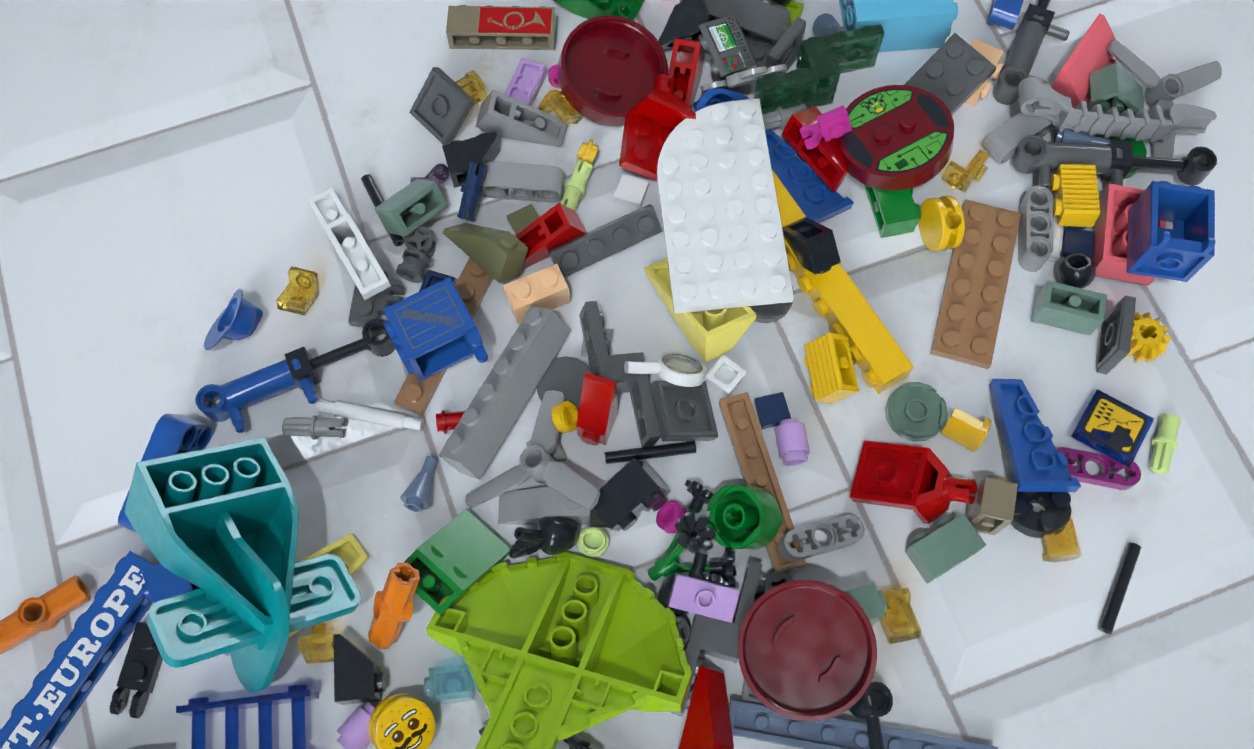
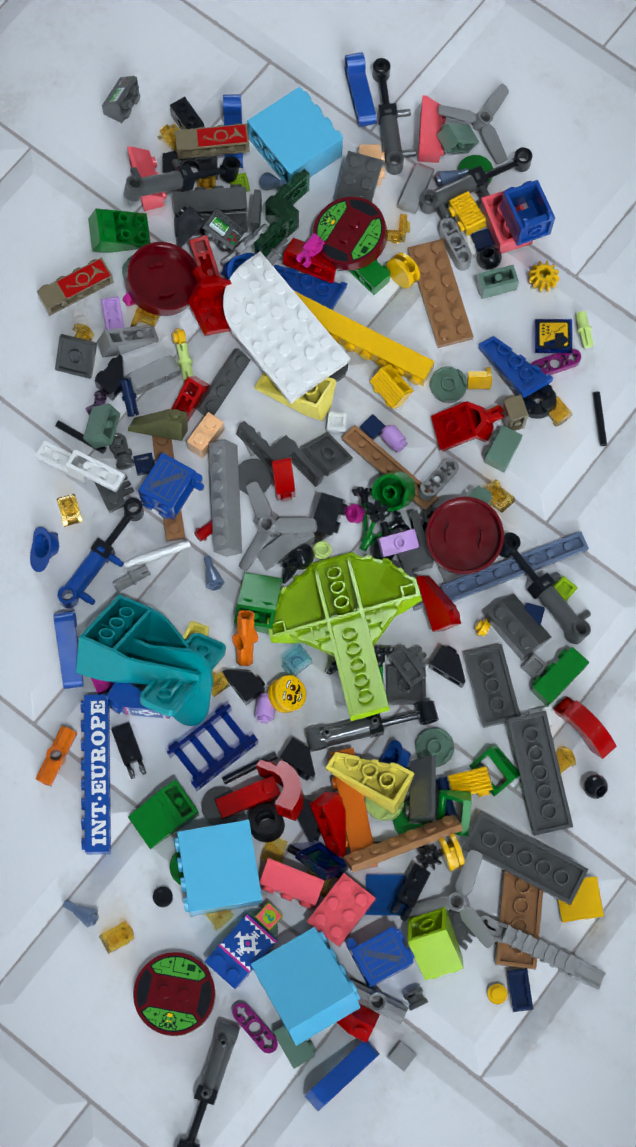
camera: 35 degrees left, 5 degrees up
(522, 218) = (167, 397): olive tile -> none
(565, 417) = (267, 493): yellow tile -> none
(631, 191) = (217, 346): white tile -> none
(650, 452) = (321, 487): black piece -> none
(672, 367) = (307, 433): white piece -> none
(812, 245) = (342, 323): black slope -> none
(1041, 100) = (417, 166): light grey piece -> none
(1116, 335) = (529, 284): dark grey tile -> none

